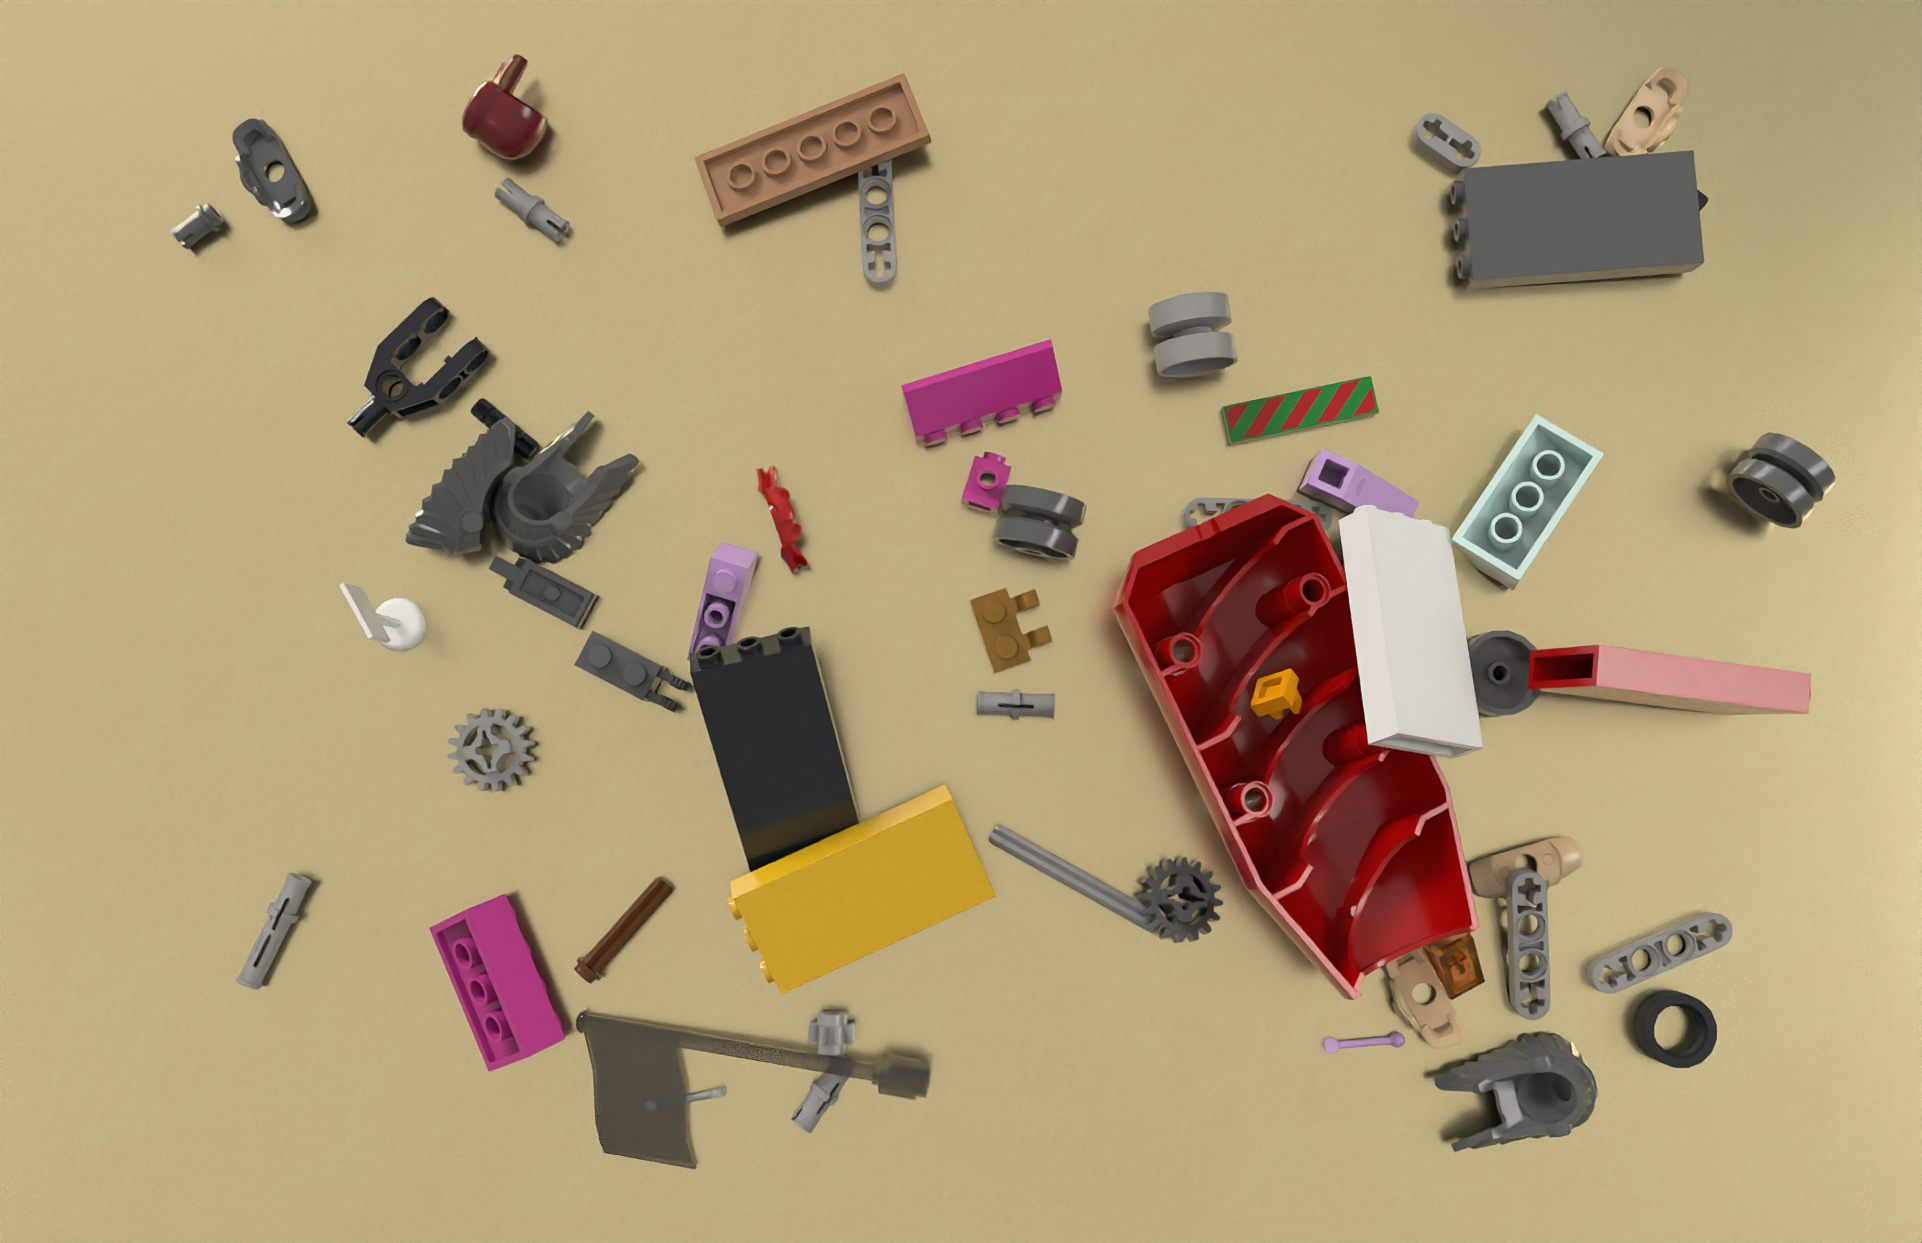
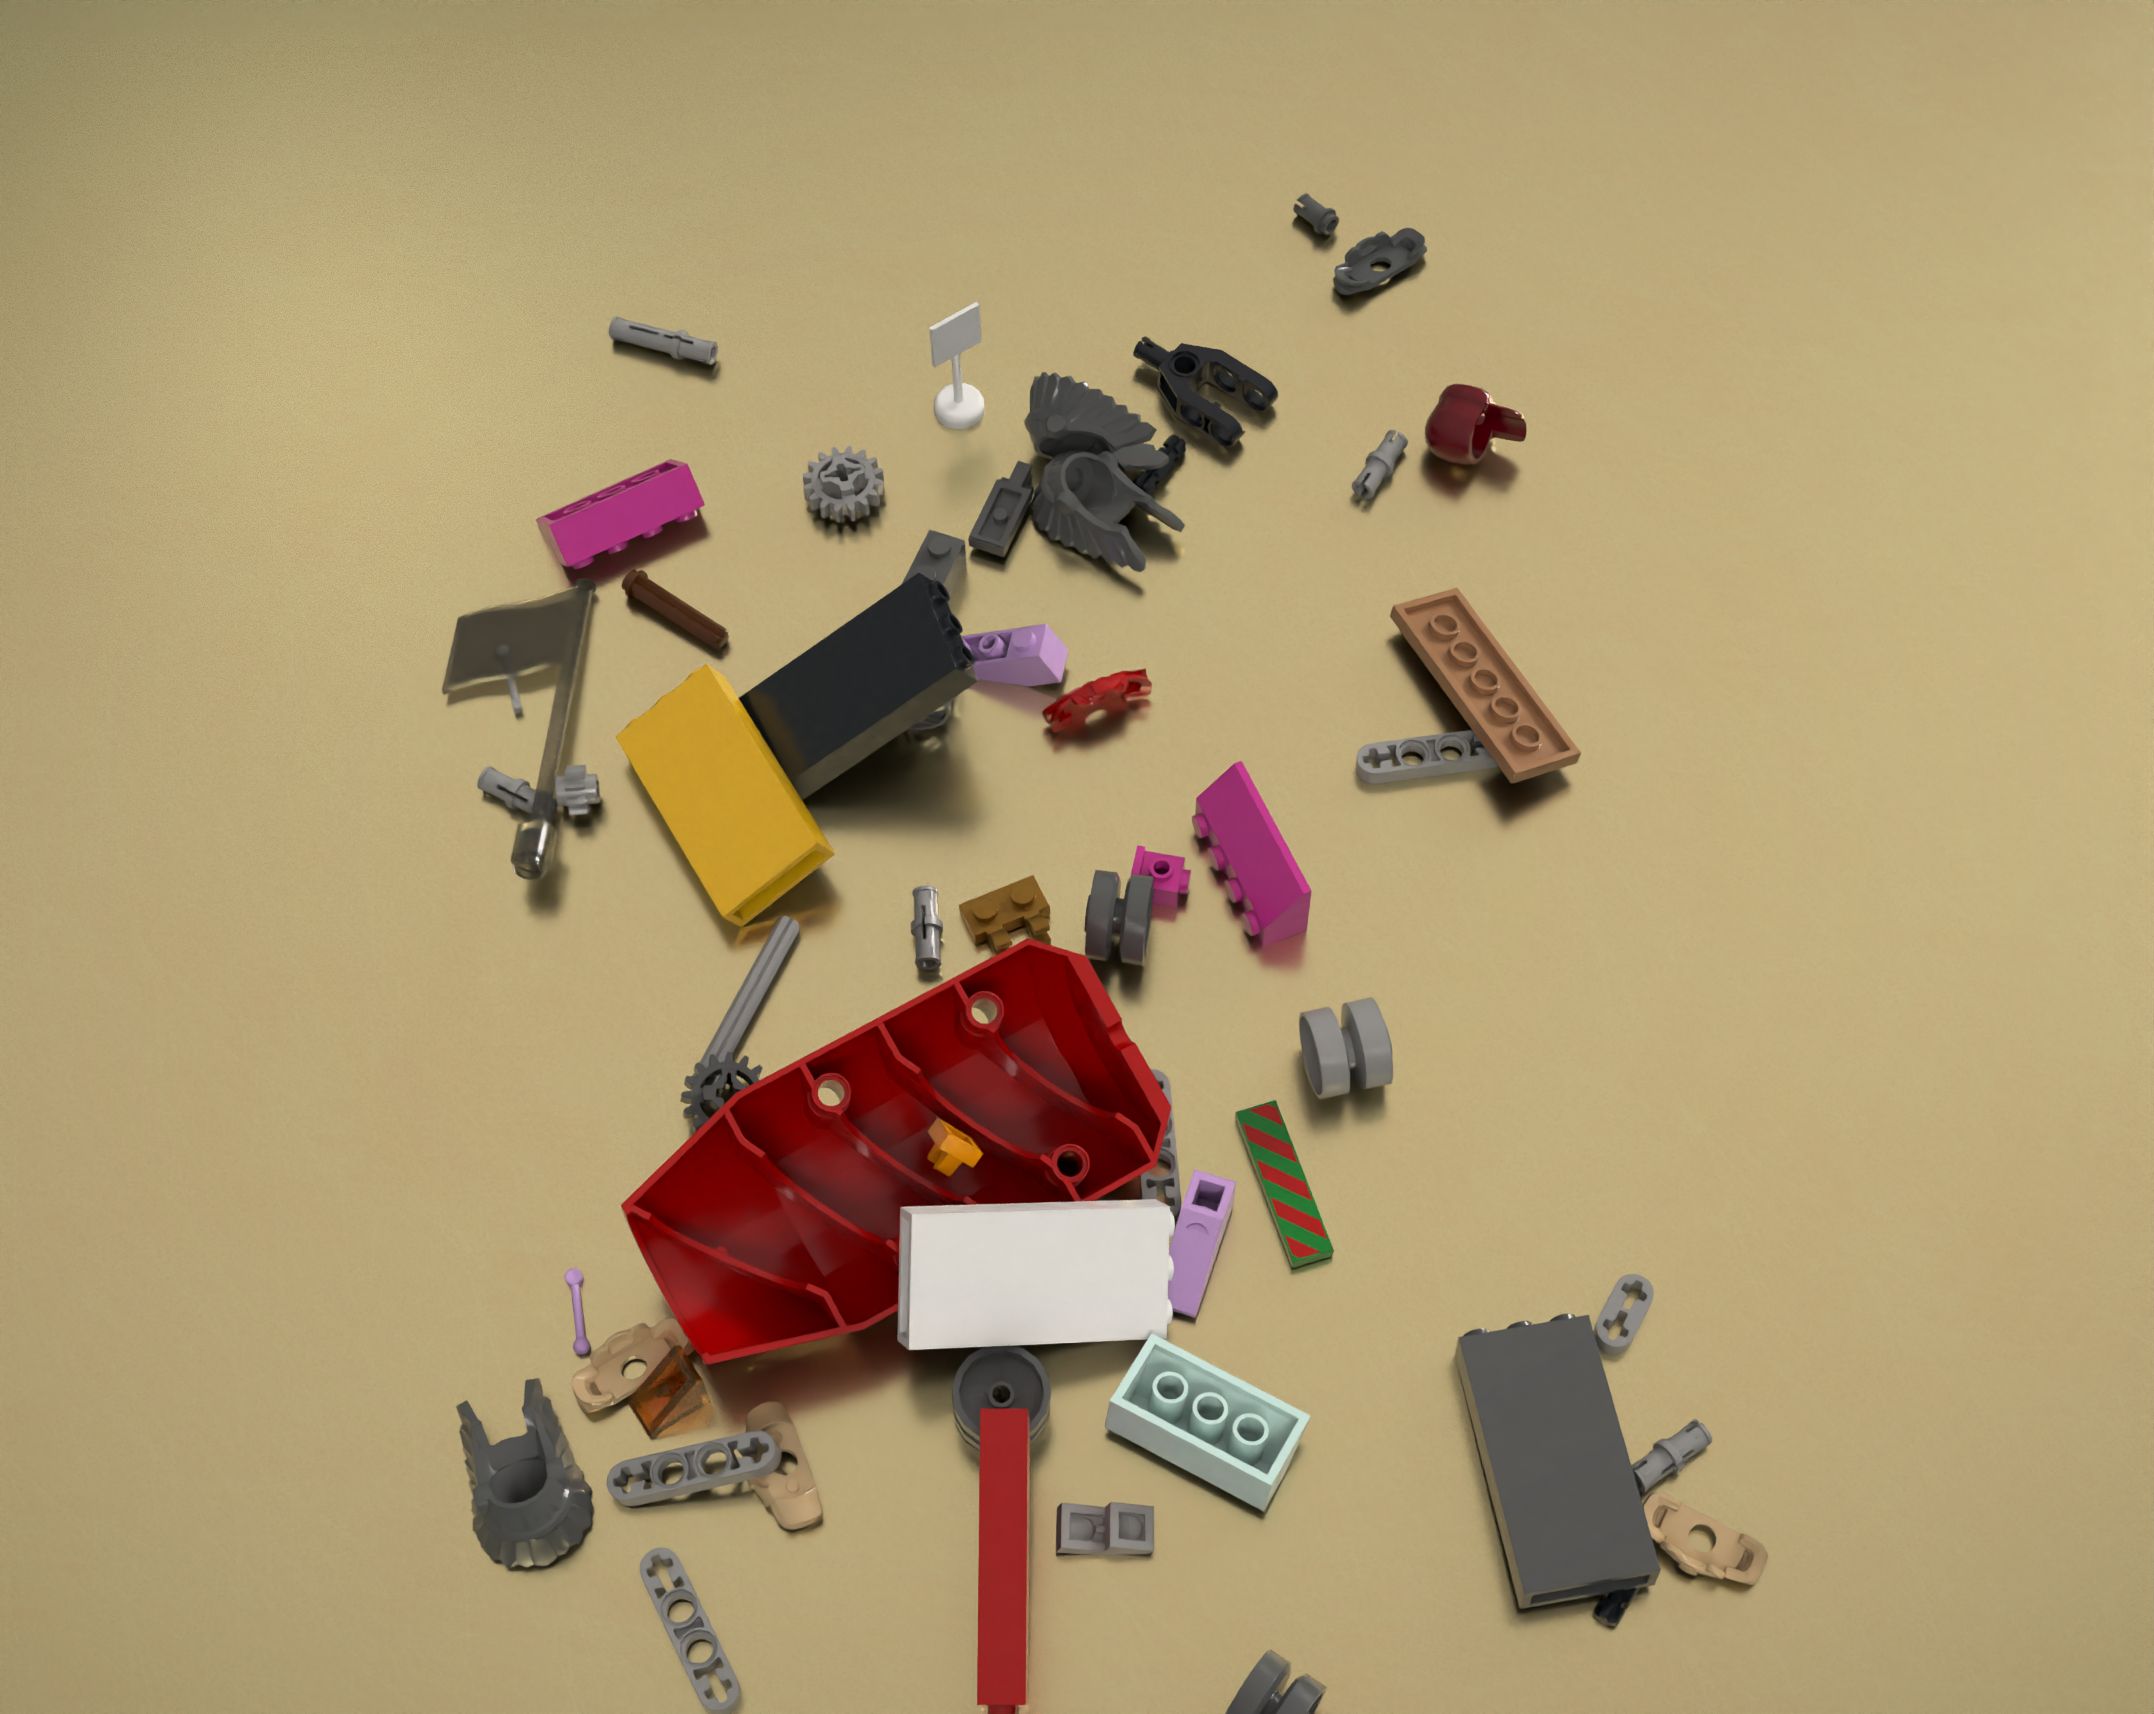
camera: 90 degrees right, 25 degrees down
(1597, 599) = (1105, 1530): none -> light grey slope
(1705, 1029) = (573, 1629): black tyre -> none

